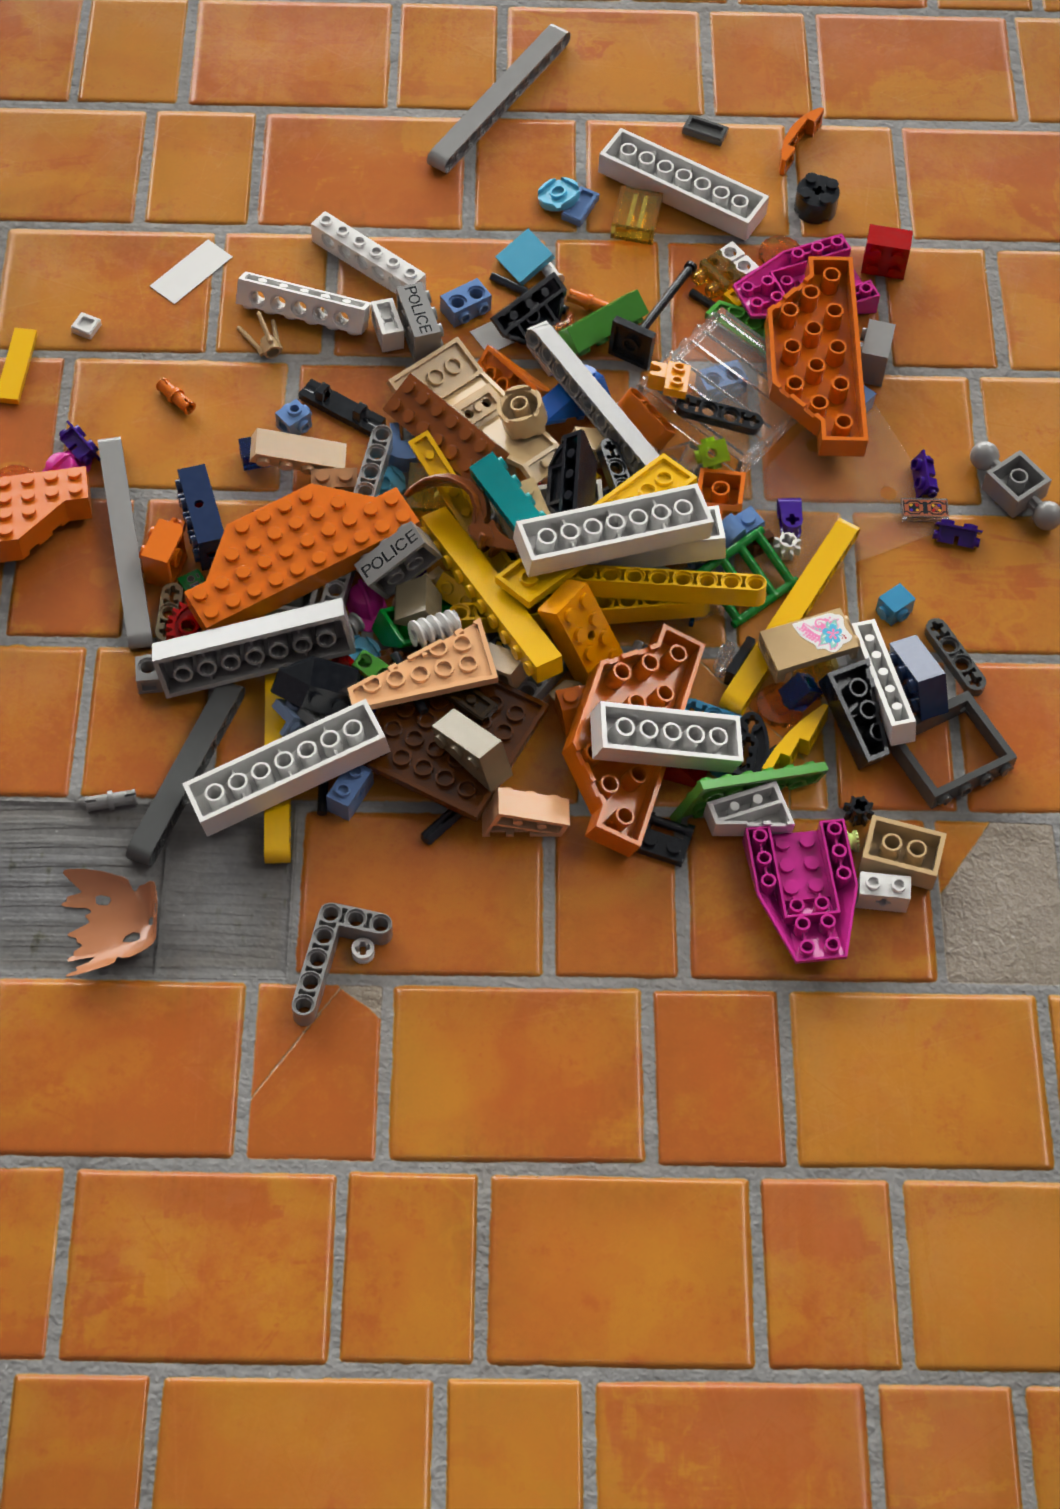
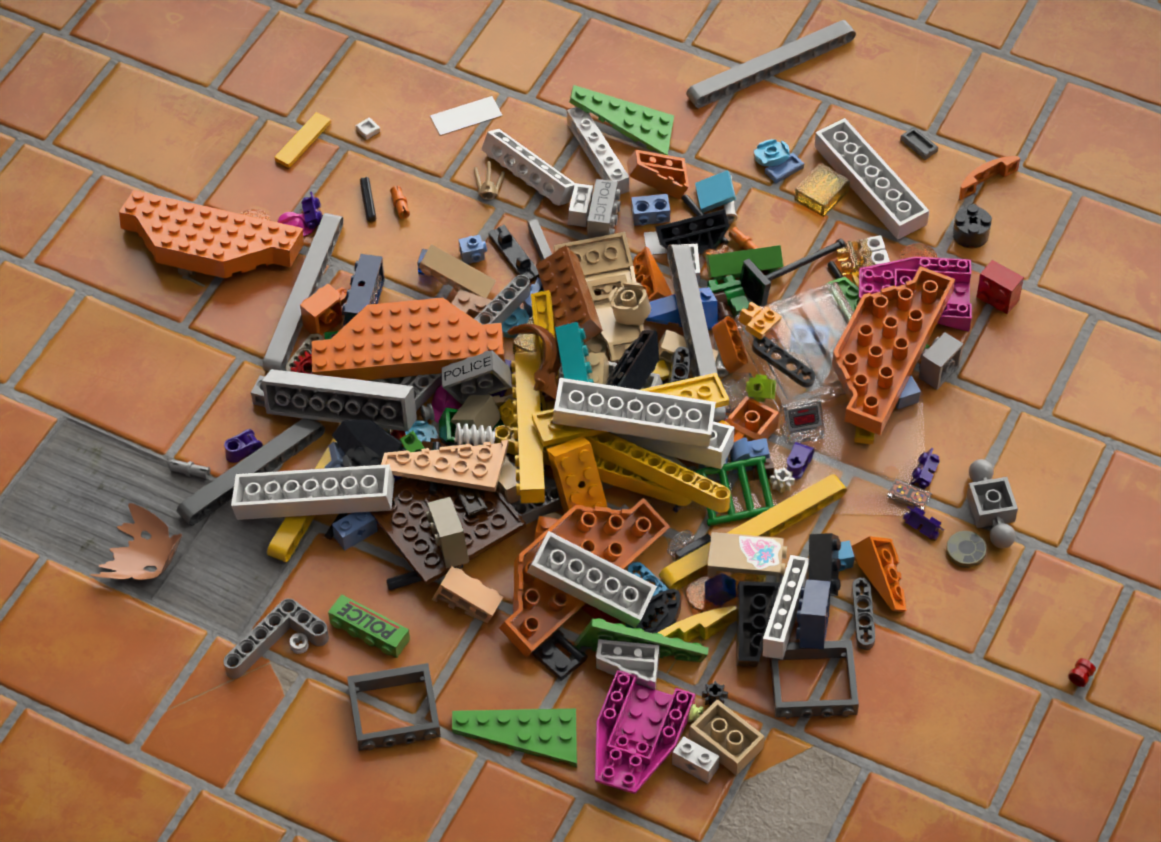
camera: 30 degrees right, 5 degrees down
(135, 406) = (368, 199): none -> black axle
(161, 745) = (241, 446): none -> dark purple piece
(364, 383) = (538, 239): none -> light grey beam
(384, 209) = (628, 118): none -> bright green wing
(433, 896) = (368, 626): none -> bright green brick
(456, 256) = (659, 171): none -> orange wedge
(495, 945) = (386, 679): none -> dark grey window
(615, 367) = (730, 294): none -> green hips
(682, 938) = (524, 730): none -> bright green wing
(773, 474) = (802, 421): none -> slope
(841, 464) = (864, 436): none -> yellow plate
(889, 613) = (825, 560): none -> black brick
(935, 592) = (878, 562): none -> orange wedge
(1015, 544) = (966, 549): none -> tile

